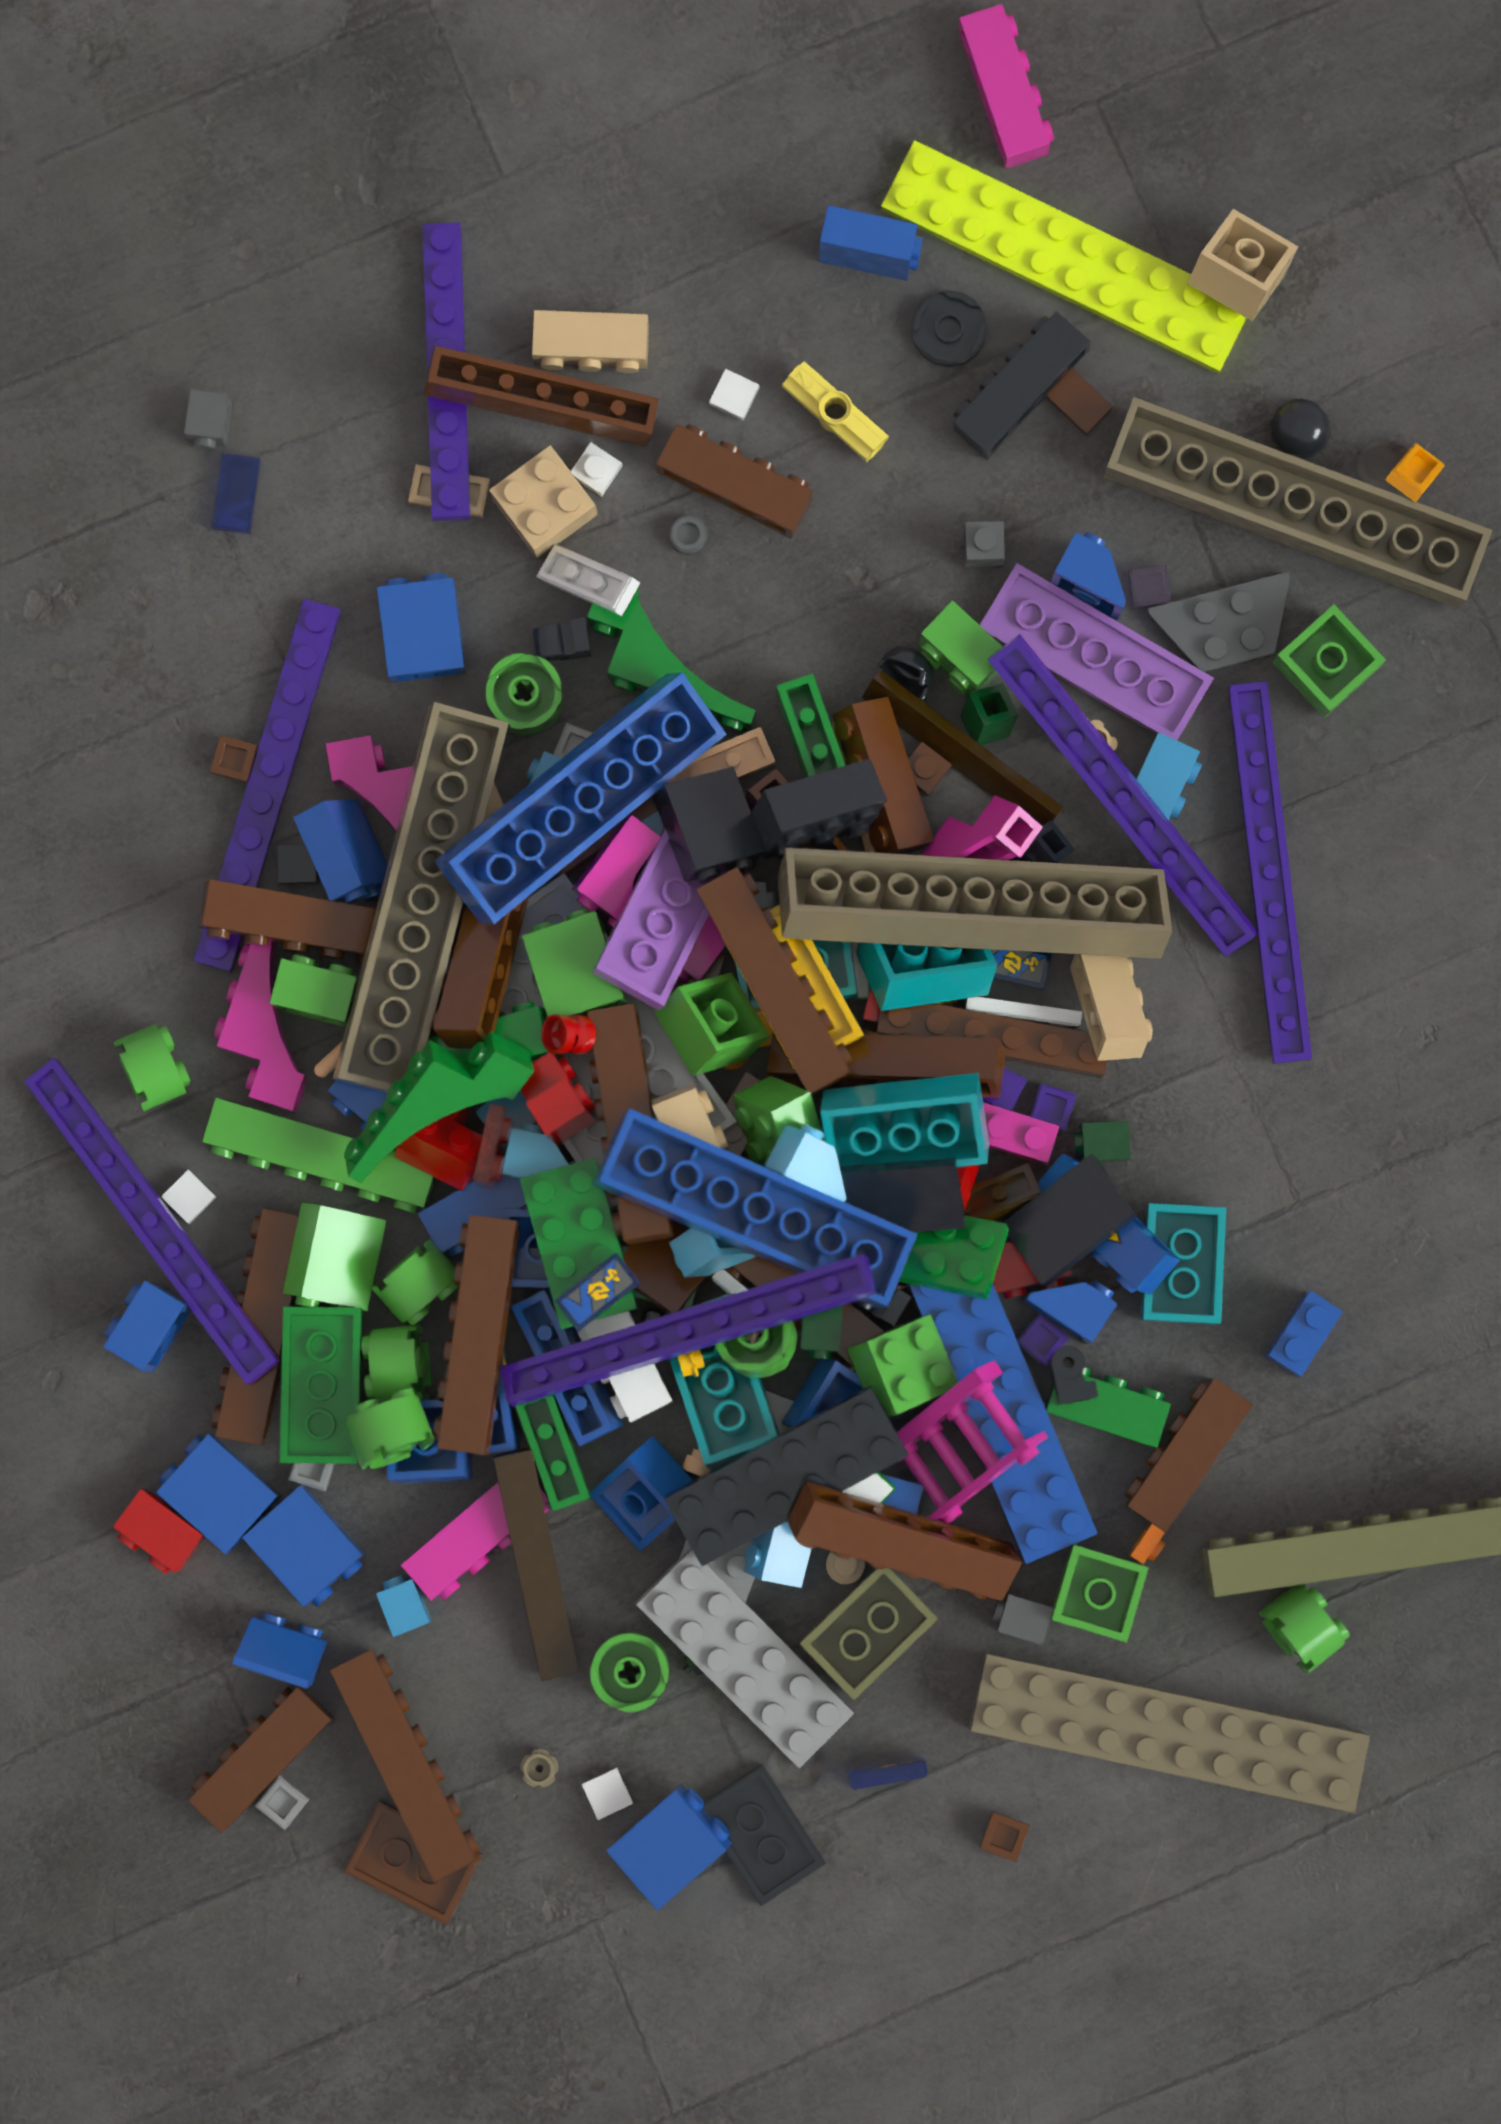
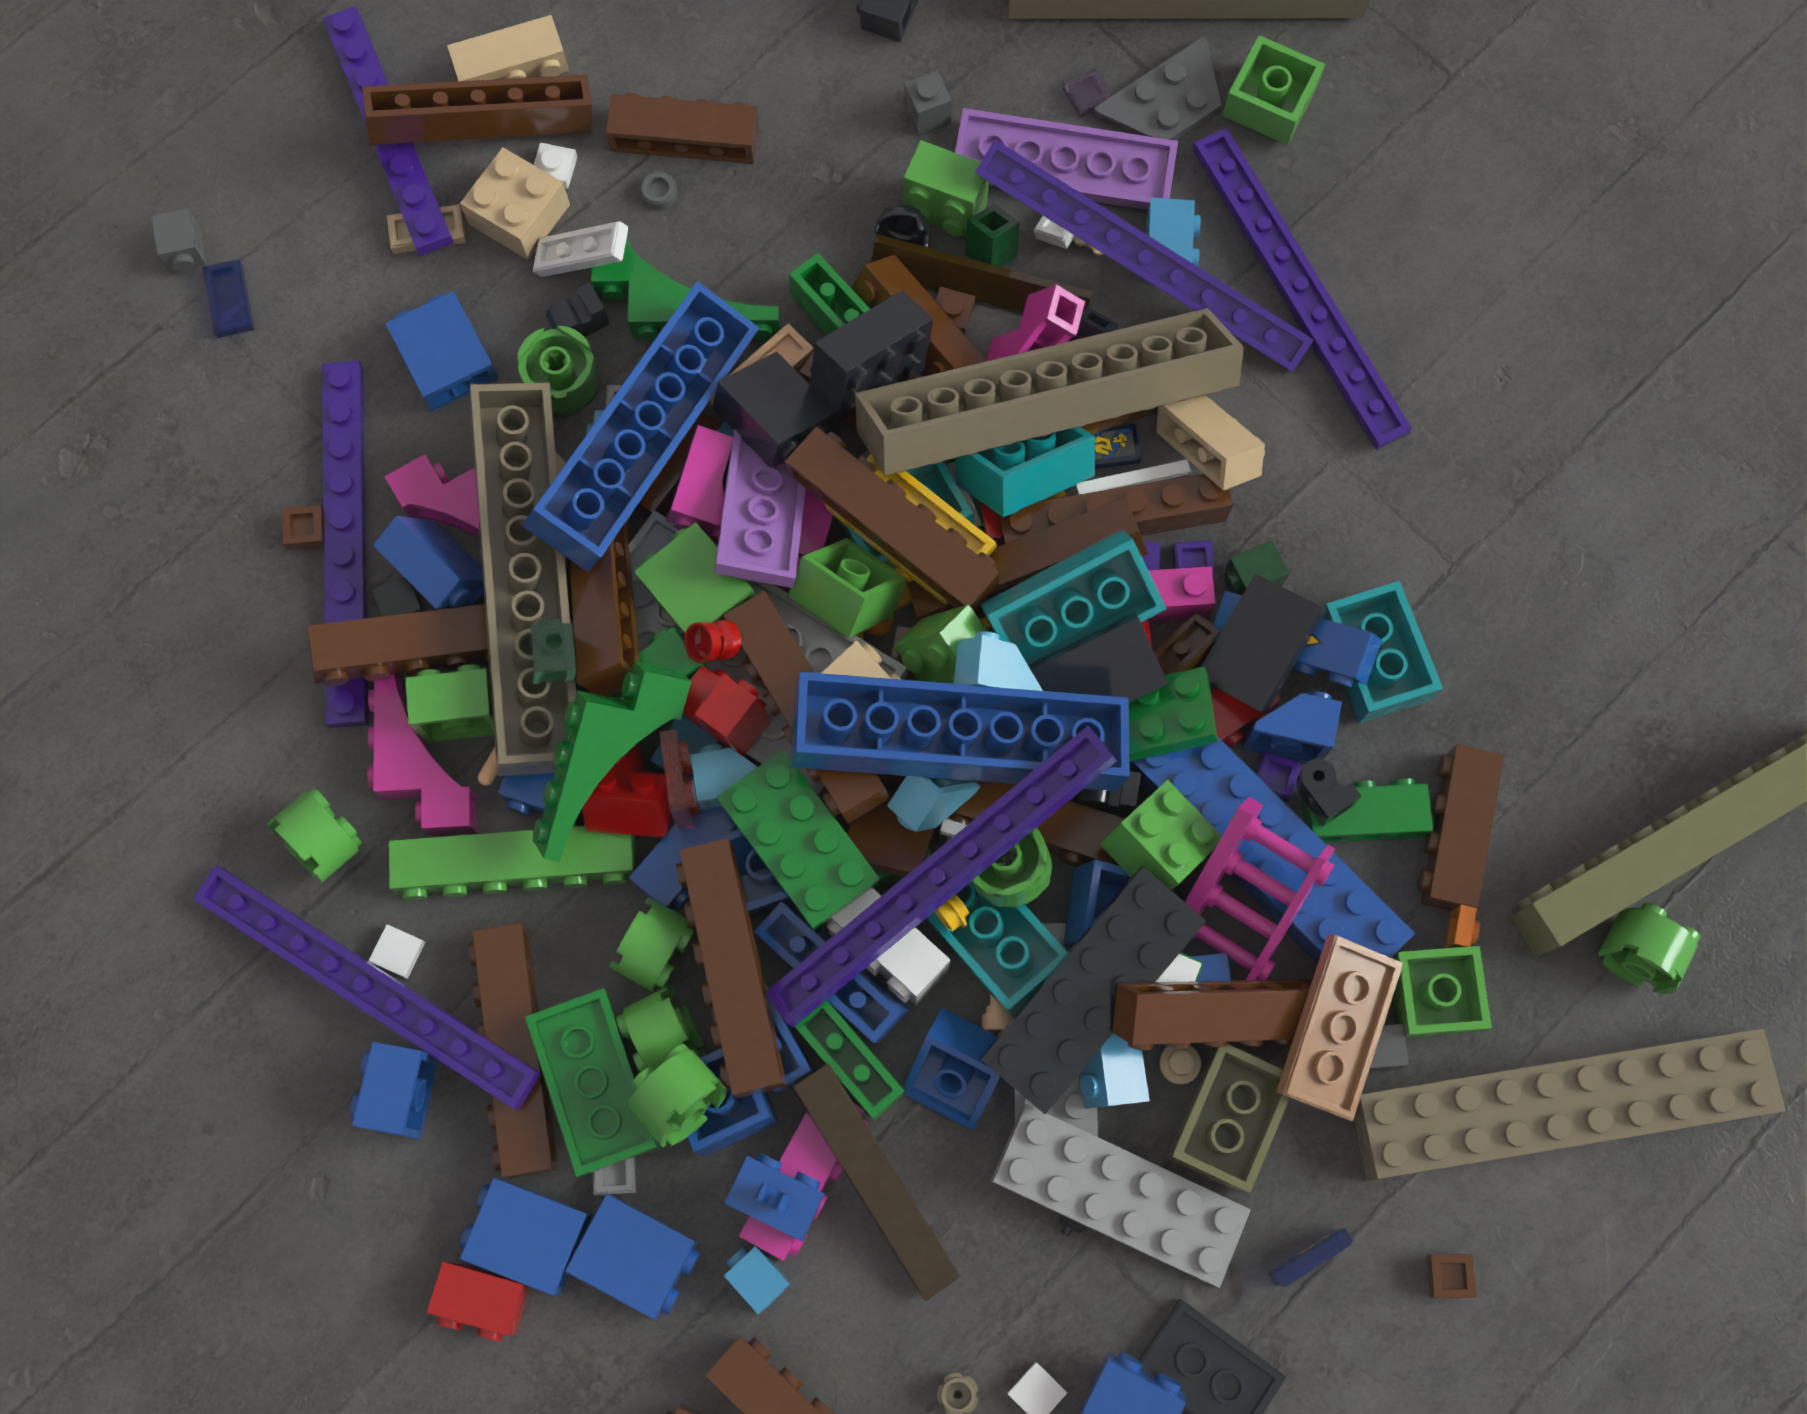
camera: 25 degrees left, 10 degrees down
(282, 1650) = (647, 1375): blue slope -> none
(333, 1257) = (559, 950): brick -> none
(420, 992) = (552, 651): none -> clear green brick
(444, 1545) = (775, 1197): none -> blue brick
(597, 1292) = (835, 874): tile -> none
(611, 1659) = (1036, 1258): bright green brick -> none
(734, 394) = (655, 63): white tile -> none
(817, 394) = (732, 37): light yellow piece -> none
(822, 1333) = (1068, 837): dark green brick -> none
(991, 1590) = (1339, 1027): none -> medium nougat tile
(1091, 575) = (1036, 87): blue slope -> none
(1303, 1333) = (1517, 675): blue brick -> none

